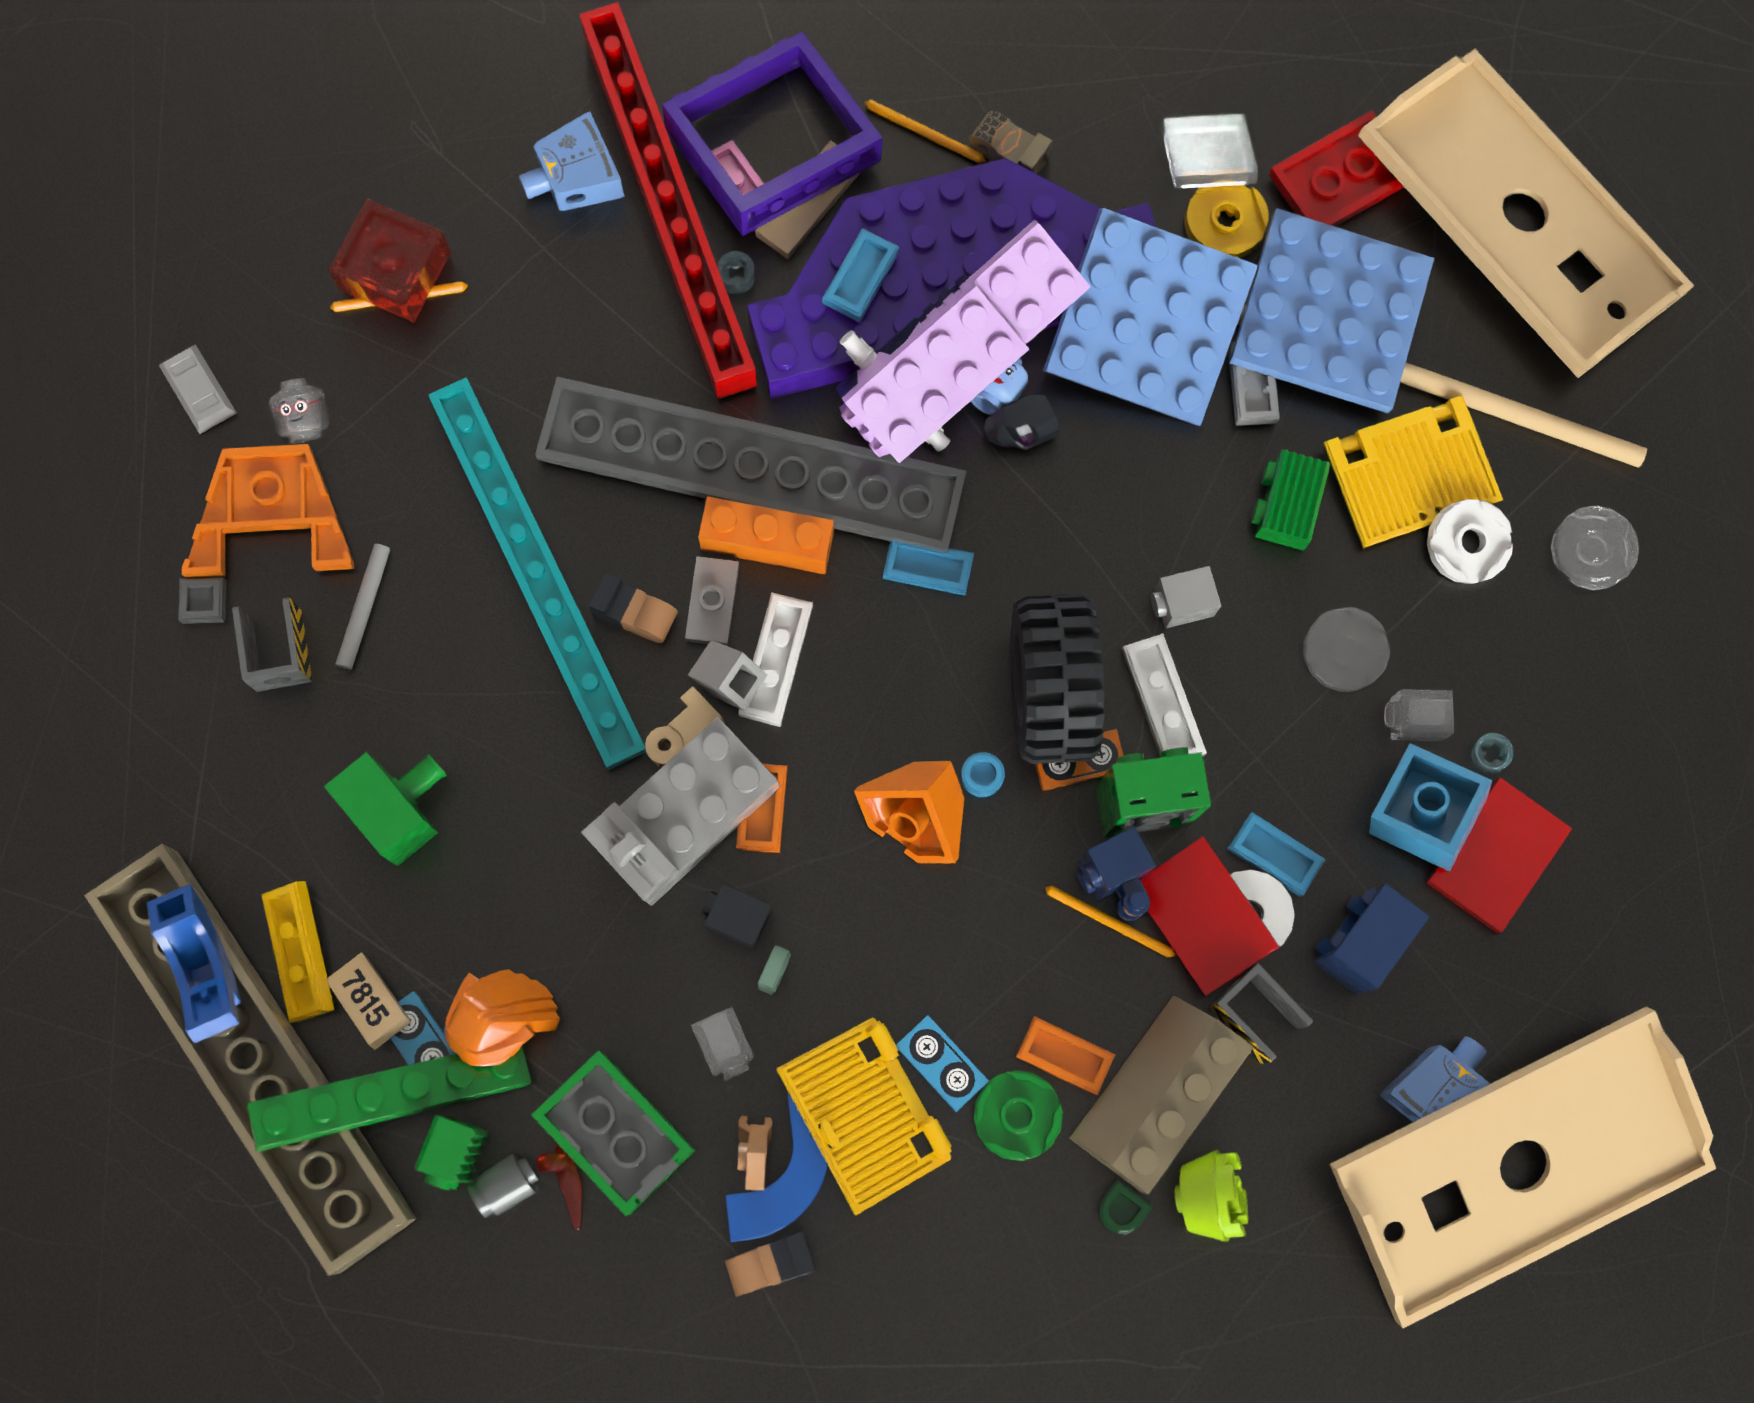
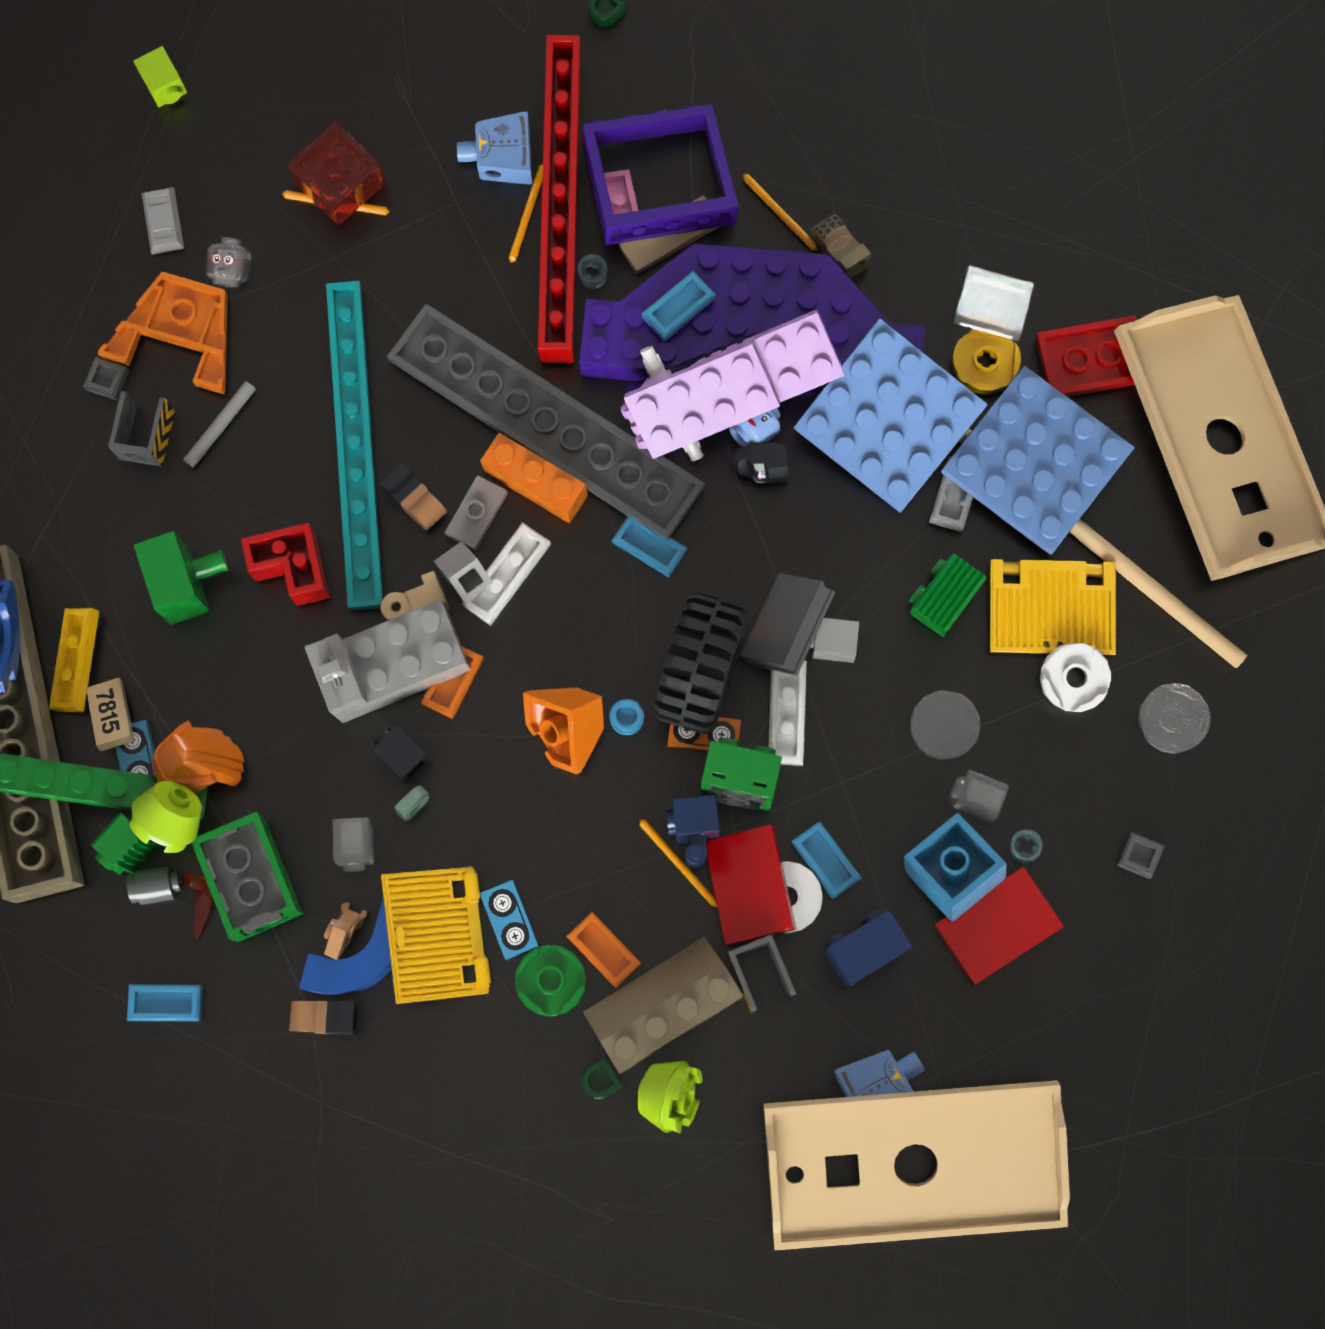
camera: 30 degrees right, 0 degrees up
(128, 218) = (160, 77): none -> lime brick
(493, 1097) = (167, 816): none -> lime cone
(511, 728) = (289, 553): none -> red brick
(571, 1321) = (164, 1002): none -> dark azure tile
(632, 235) = (526, 214): none -> light orange axle
(1130, 595) = (787, 624): none -> dark grey piece
(1620, 716) = (1140, 855): none -> dark grey tile

